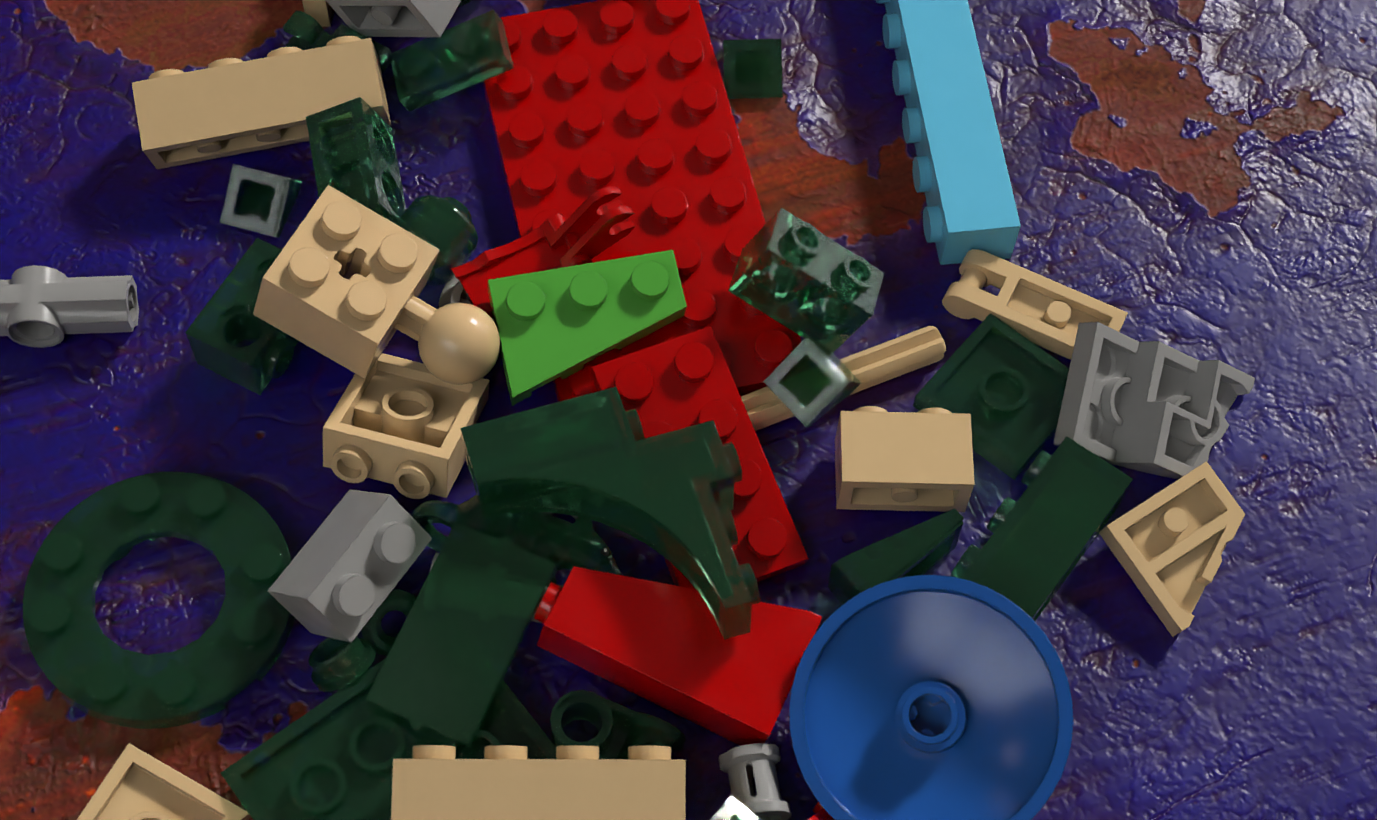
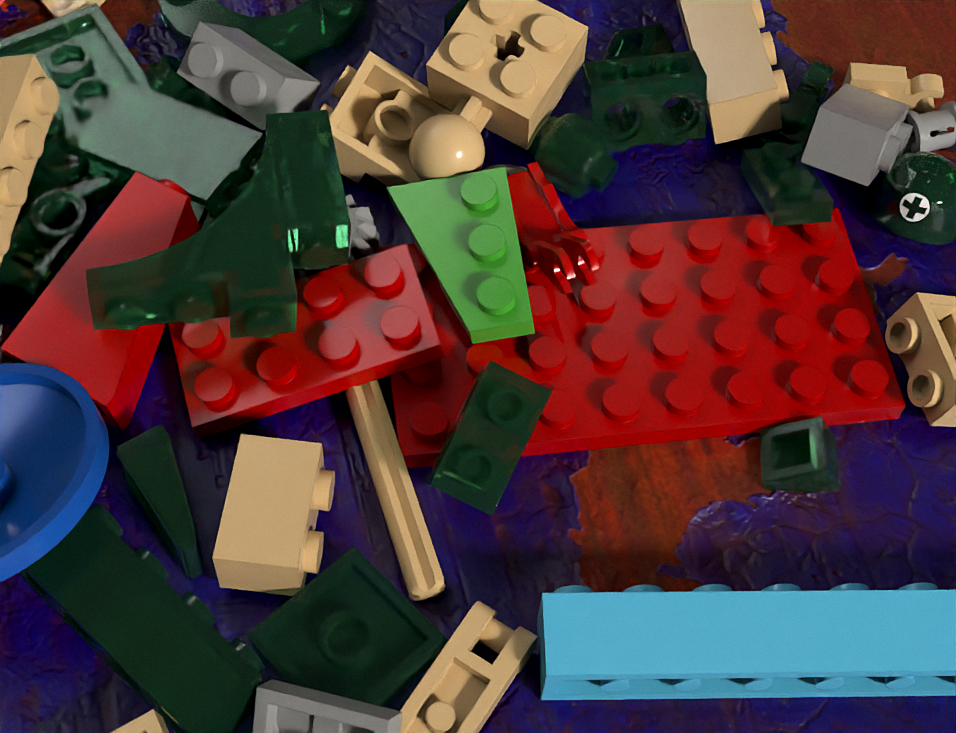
camera: 95 degrees right, 5 degrees down
(811, 381) = (382, 447): clear green slope -> none

